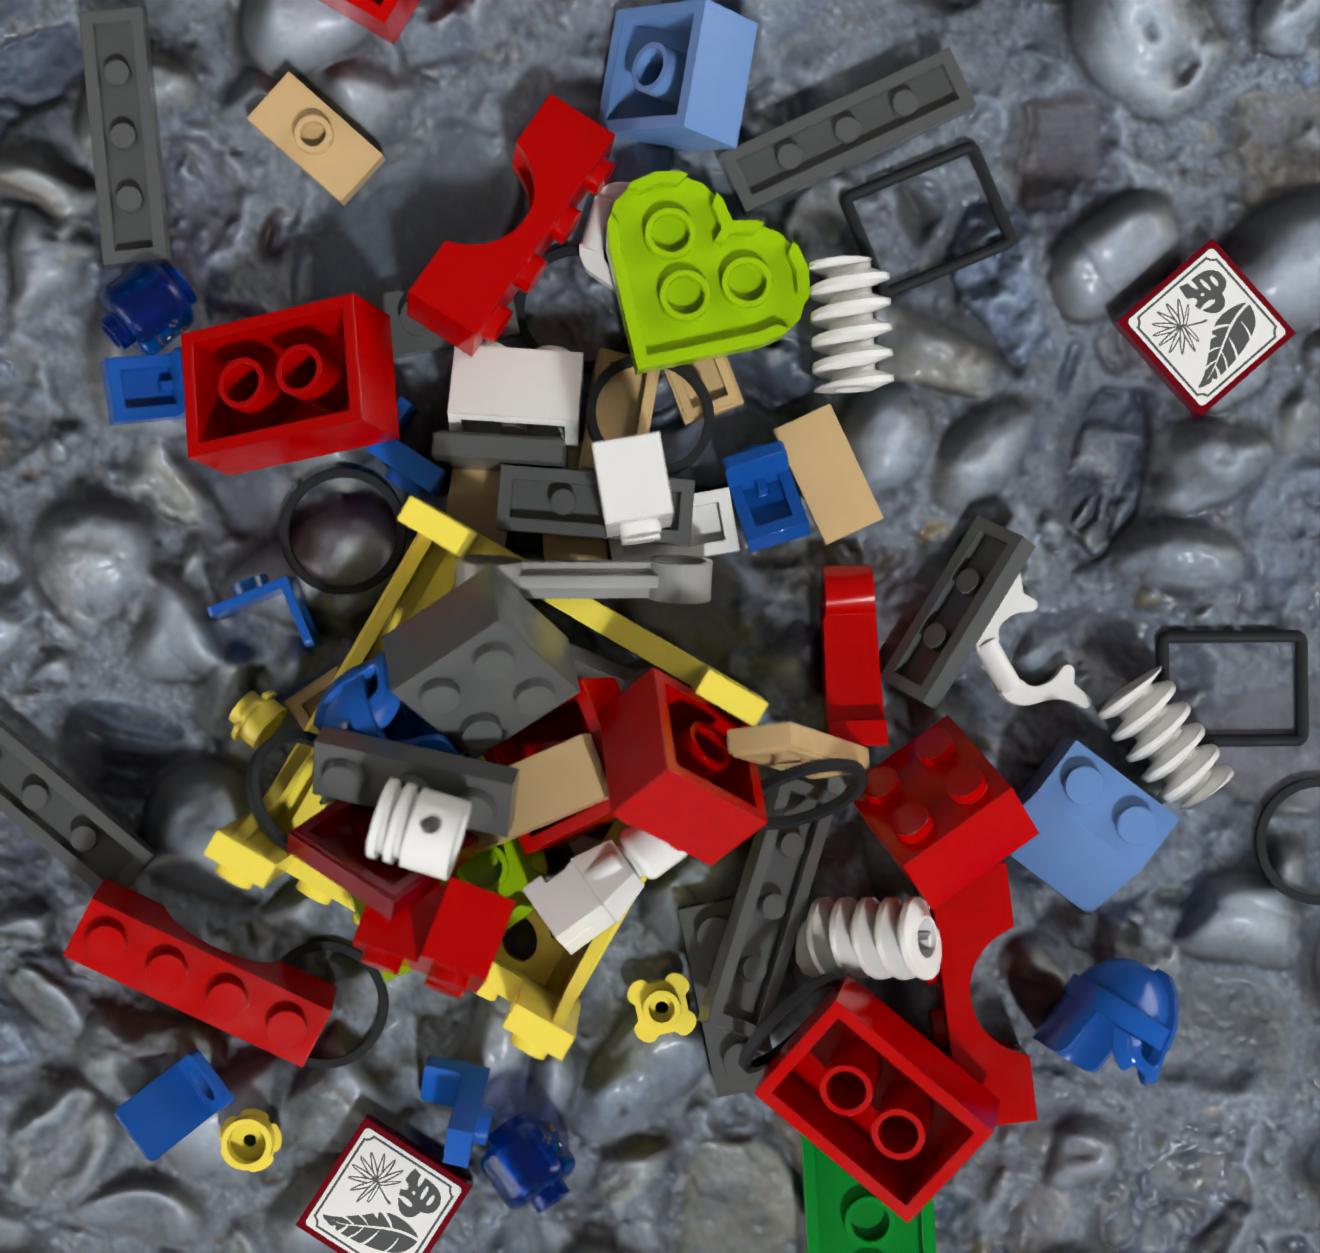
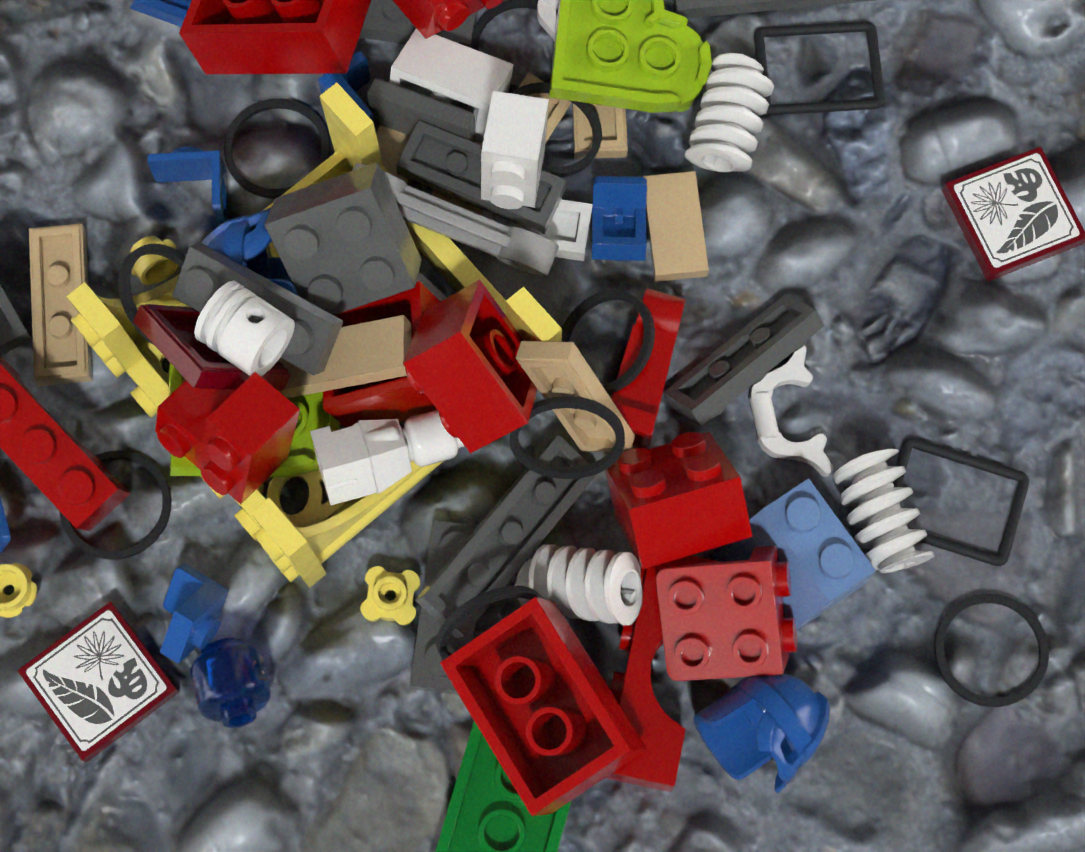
camera: 20 degrees right, 15 degrees down
(168, 796) = (56, 270): none -> tan tile
(849, 637) = (648, 339): none -> black piece
(1038, 926) = (726, 617): none -> red bracket

